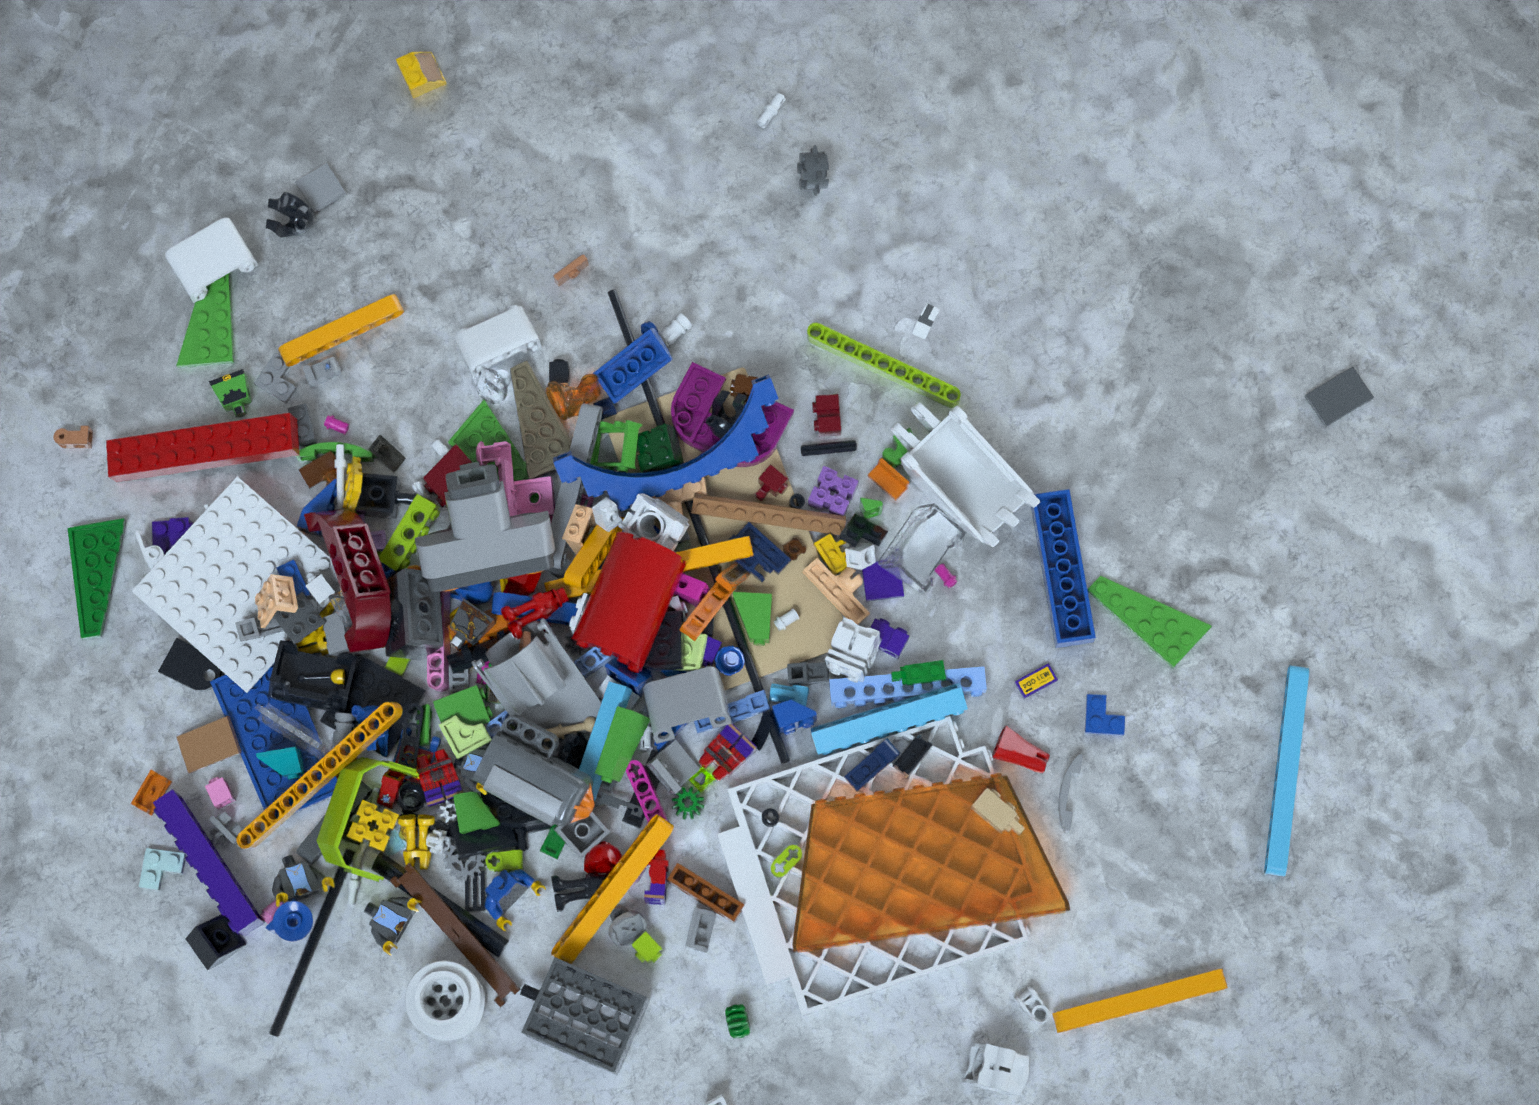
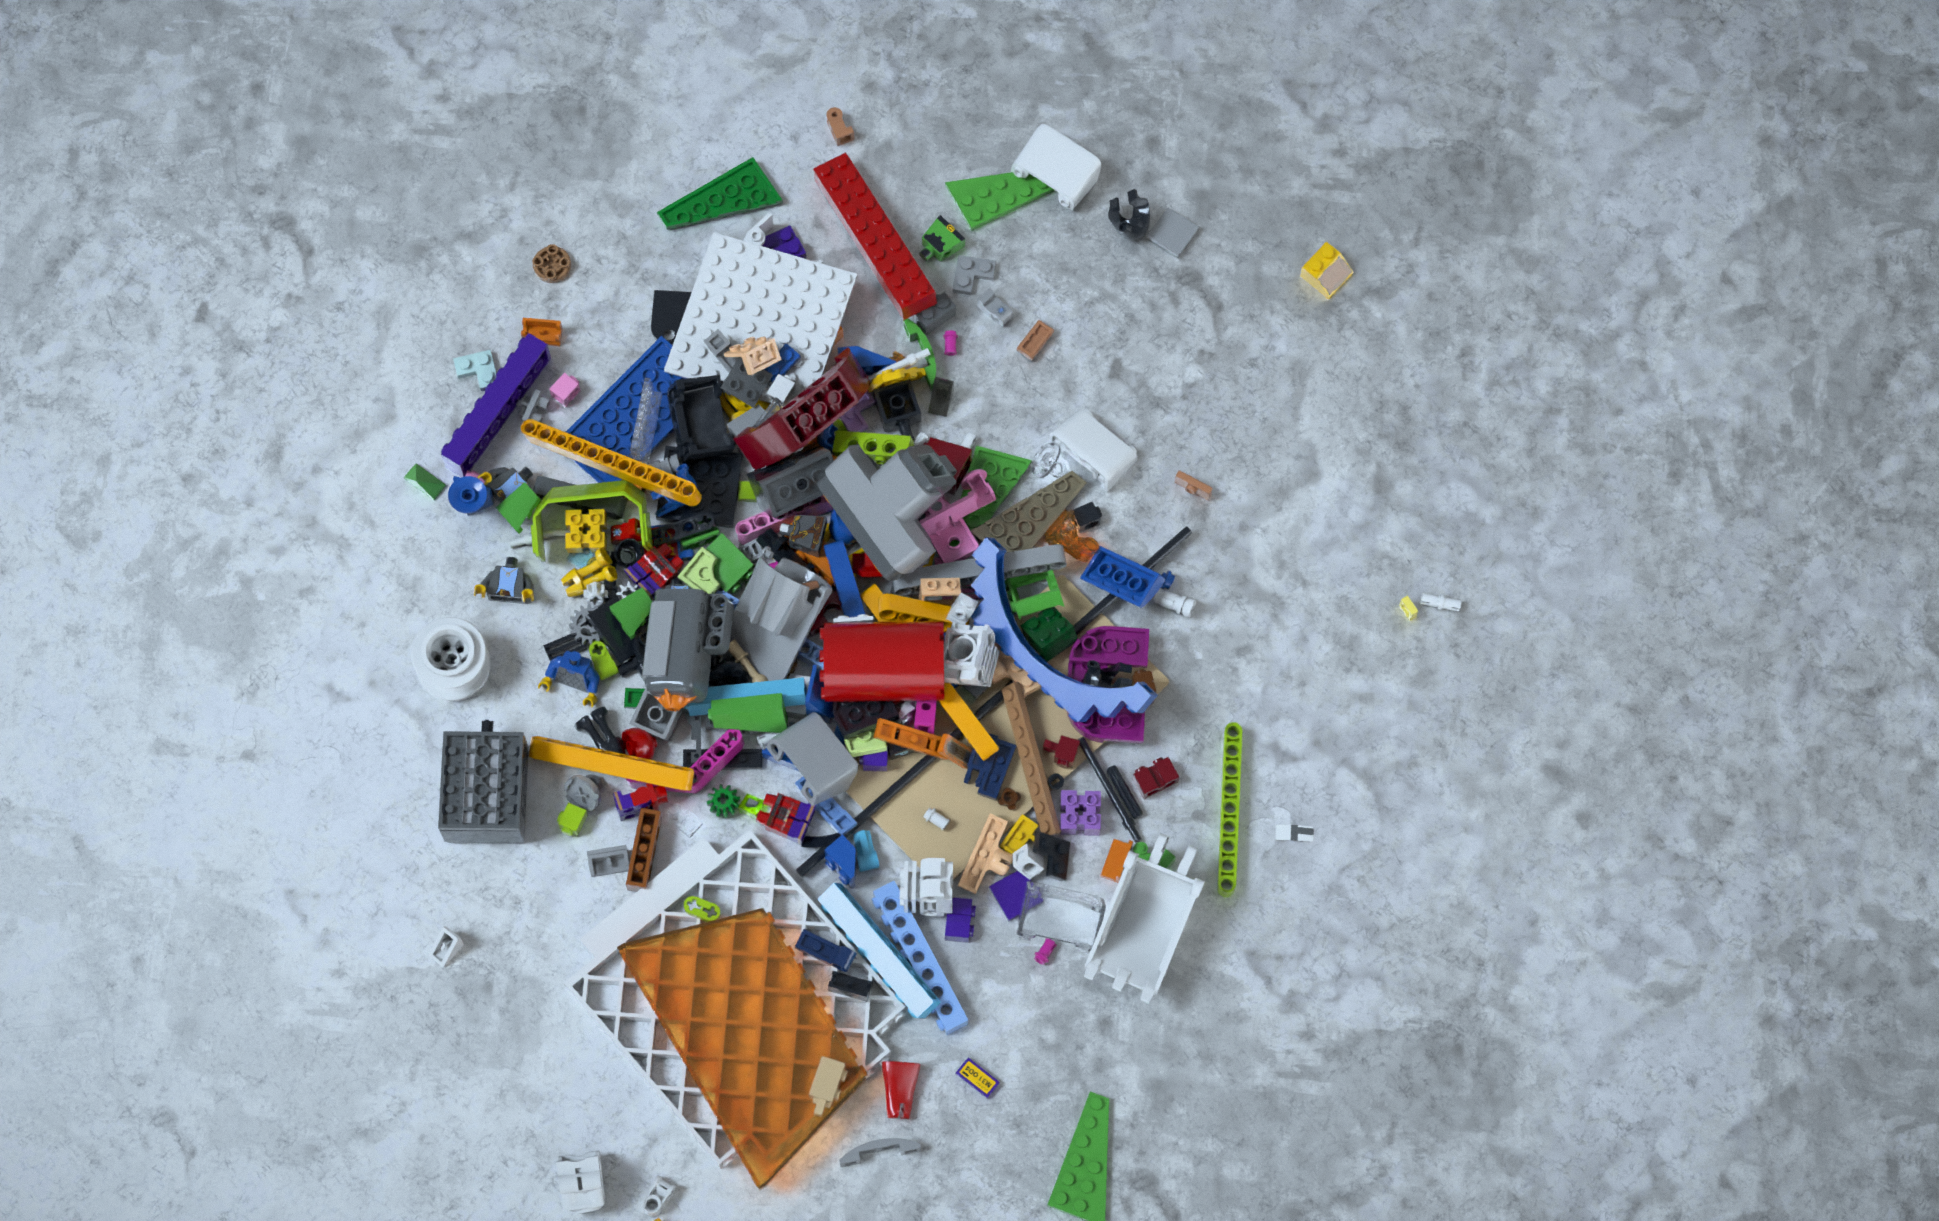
camera: 65 degrees right, 5 degrees down
(85, 757) = (551, 264): none -> medium nougat tile
(208, 744) = (604, 360): medium nougat tile -> none
(214, 941) = (426, 442): black slope -> none
(250, 961) = (424, 481): none -> bright green slope
(285, 761) = (611, 428): teal slope -> none
(309, 949) = (454, 526): black axle -> none
(315, 470) = (900, 343): reddish brown slope -> none
(323, 878) = (519, 506): none -> bright green slope
(336, 676) = (709, 440): hinge -> none
(341, 330) = (1042, 307): light orange beam -> none
(368, 349) = (1035, 340): none -> nougat plate
(457, 933) = (519, 645): reddish brown piece -> none
(486, 936) = (539, 621): black plate -> none
(543, 605) = (850, 587): red piece -> none
(607, 407) = (1071, 572): dark blue tile -> none
(673, 767) = (751, 773): light grey bracket -> none
(729, 660) = (873, 781): blue hair -> none
(737, 1021) = (535, 927): green gear -> none
(755, 615) = (927, 788): bright green slope -> none
(765, 138) = (1408, 608): none -> light yellow tile
(775, 814) = (732, 875): black bush -> none
(807, 674) = (890, 857): dark grey brick -> none
(813, 170) = (1394, 663): dark grey brick -> none
(858, 456) = (1128, 823): none -> black bar
(870, 508) = (1077, 851): bright green slope -> none
(920, 673) = (935, 961): green hinge -> none
(1062, 569) = (1098, 1057): blue brick -> none
(1098, 722) = (964, 1151): blue plate -> none

